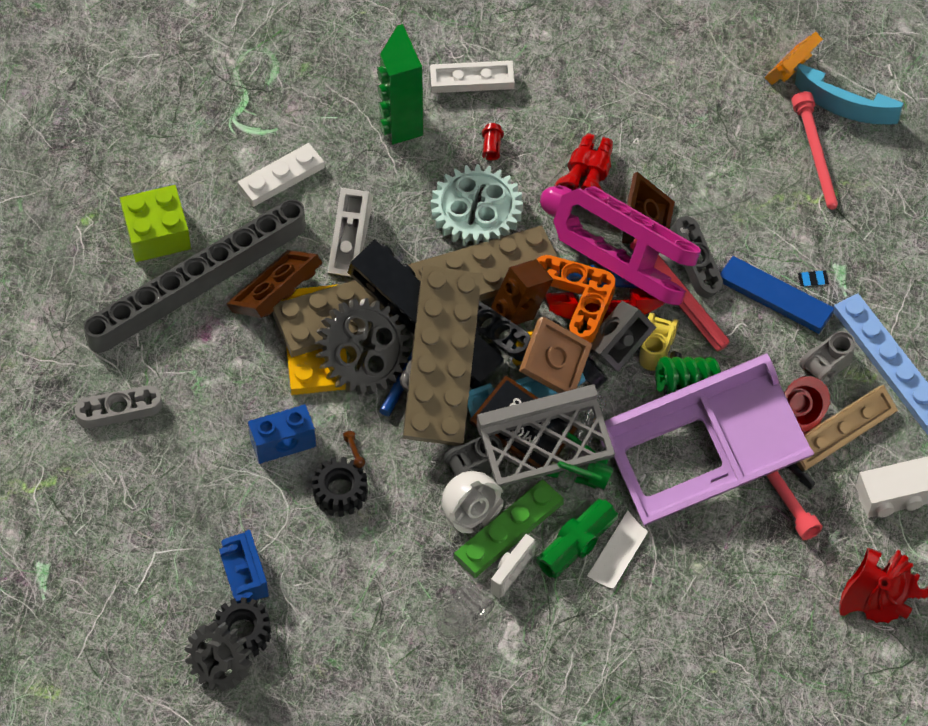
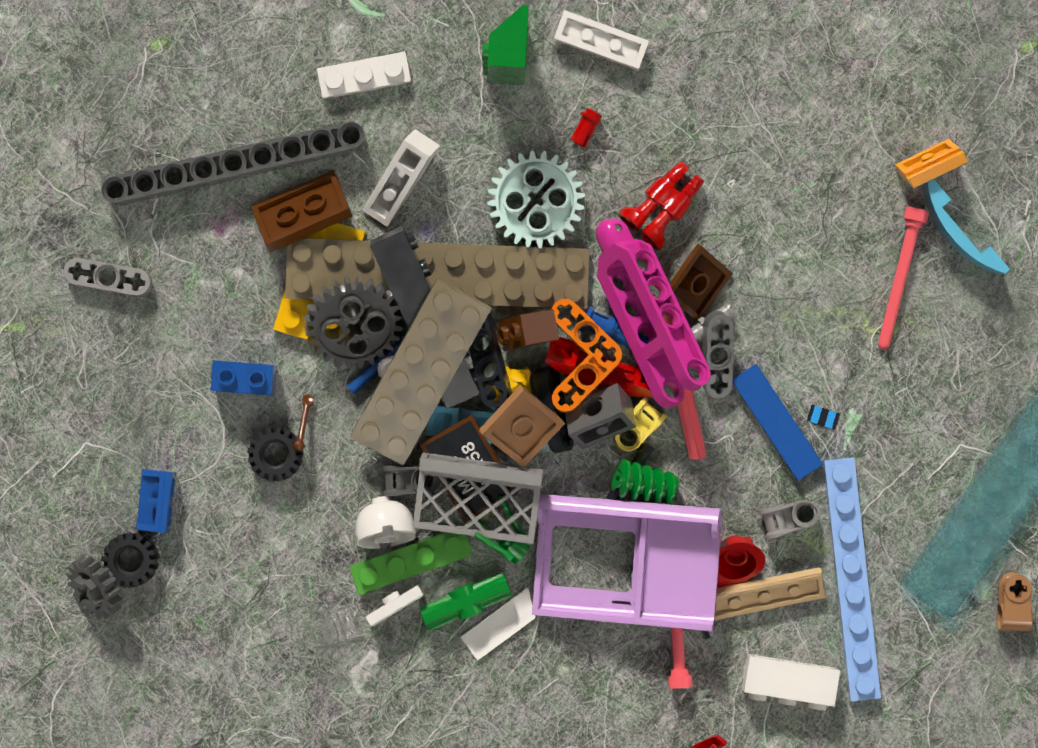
camera: 25 degrees right, 30 degrees up
(155, 223) = (216, 87): lime brick -> none

